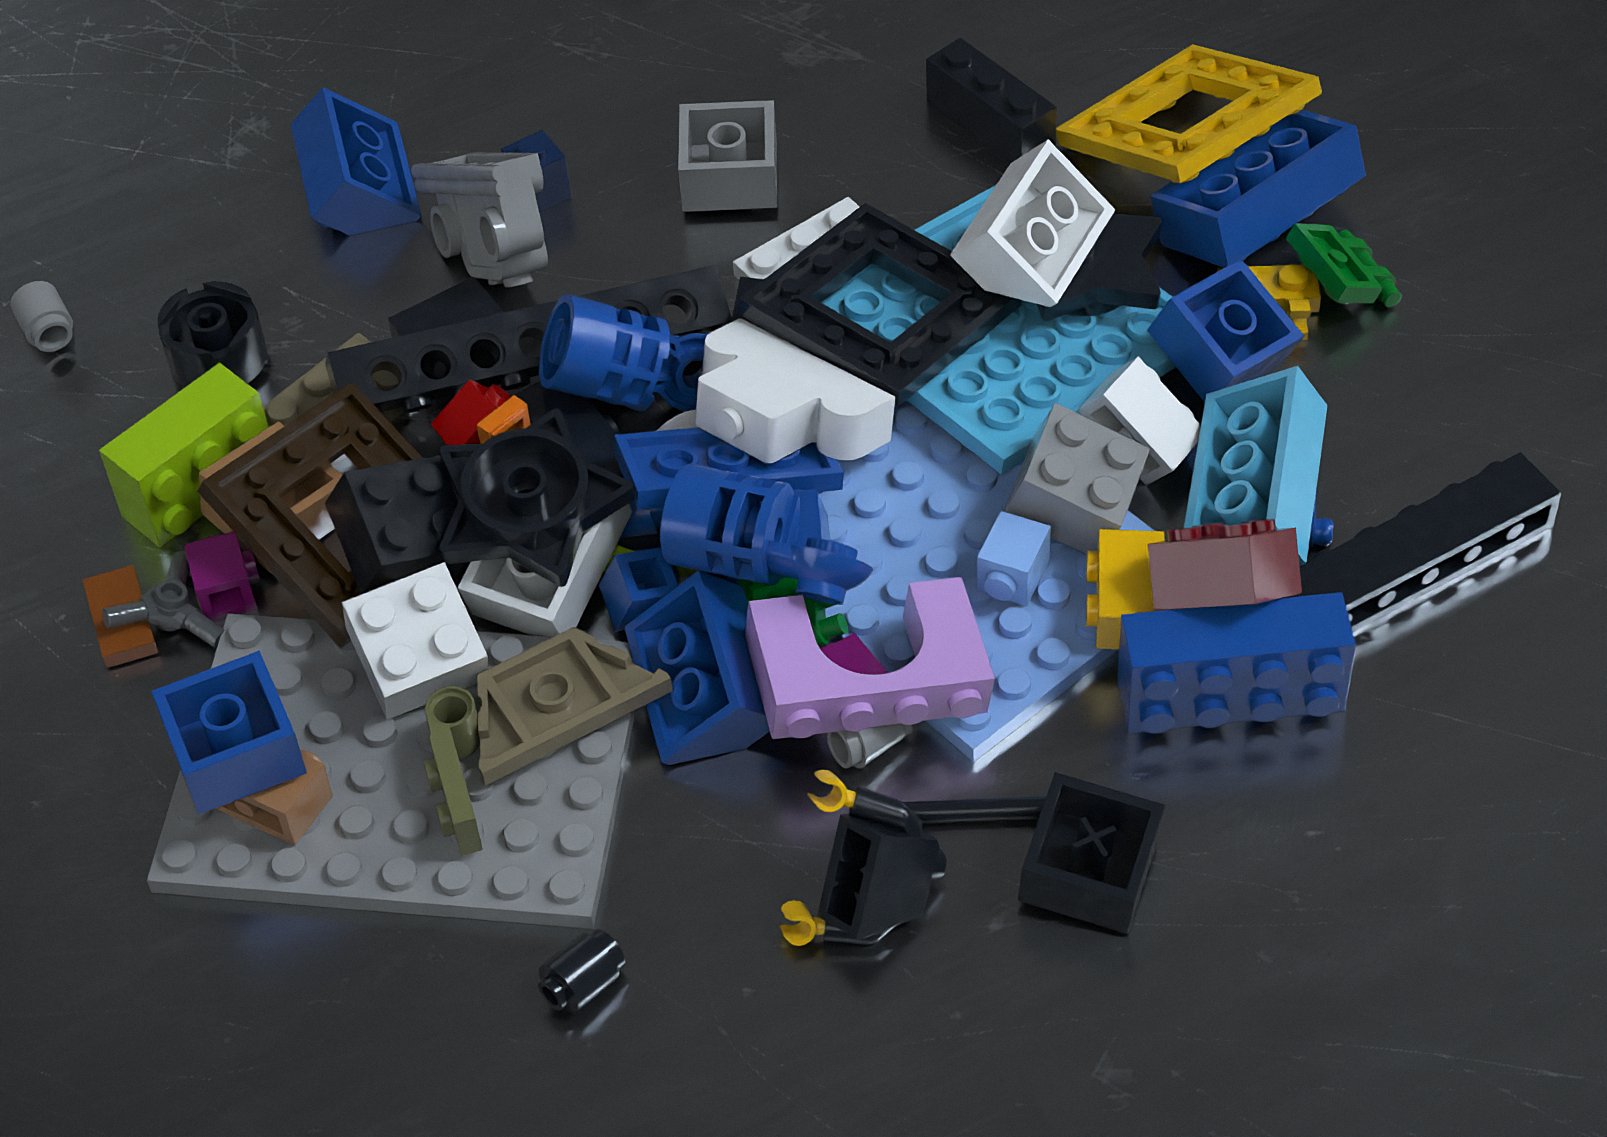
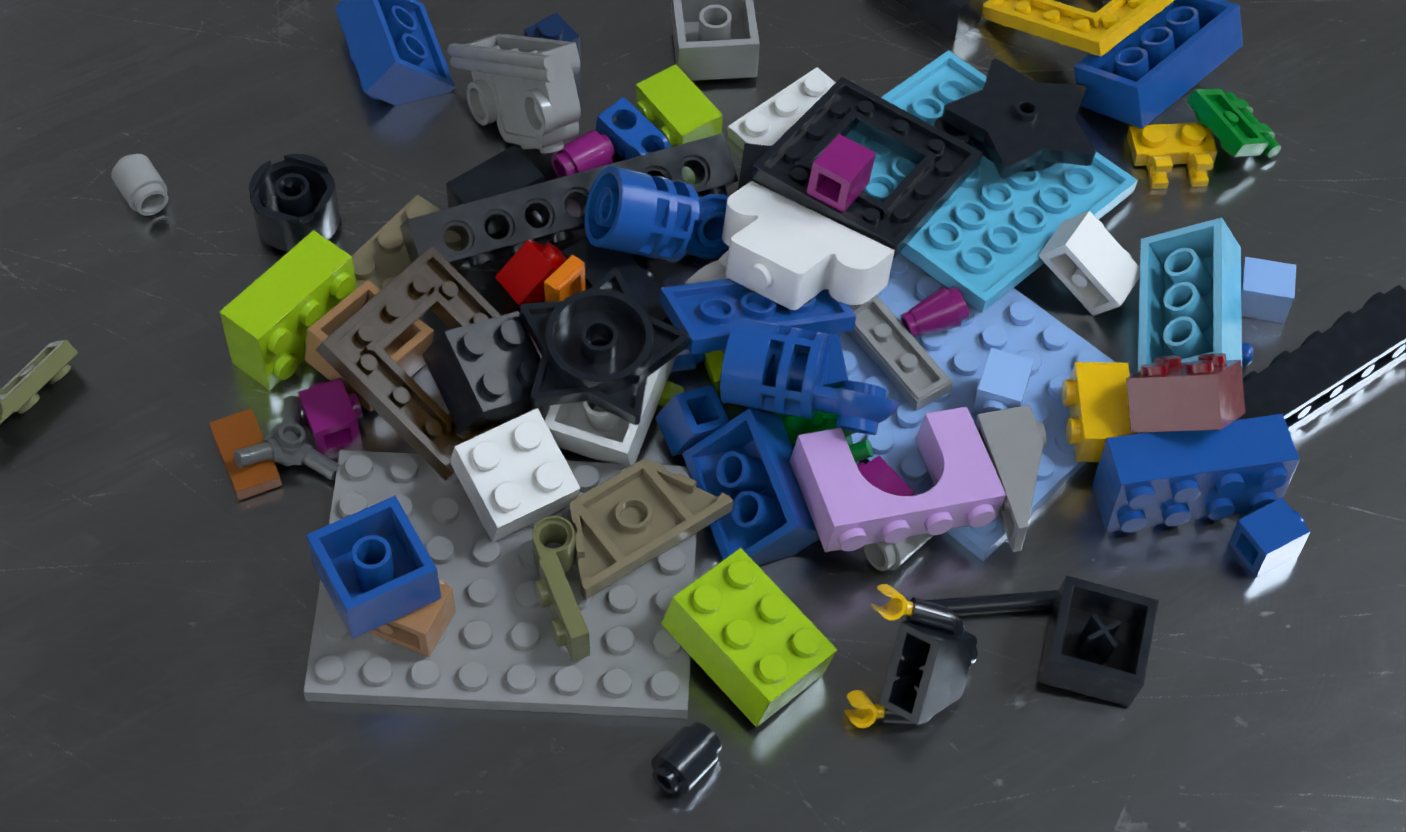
camera: 10 degrees left, 5 degrees up
(554, 284) = (583, 154): none -> magenta brick
(615, 267) = (631, 131): none -> blue leg
(669, 833) = (748, 636): none -> lime brick
(671, 237) = (677, 107): none -> lime brick
(839, 306) = (841, 173): none -> magenta brick
(895, 518) = (898, 354): none -> light grey tile
(945, 473) = (936, 313): none -> magenta cone
(1015, 637) = (1015, 448): none -> light grey slope
(1034, 228) = (990, 100): white slope -> none
(1077, 478) = (1049, 317): light grey brick -> none
(1225, 330) = (1151, 185): blue brick -> none
(1323, 741) = (1269, 537): none -> blue brick
(1356, 457) = (1267, 289): none -> light blue brick

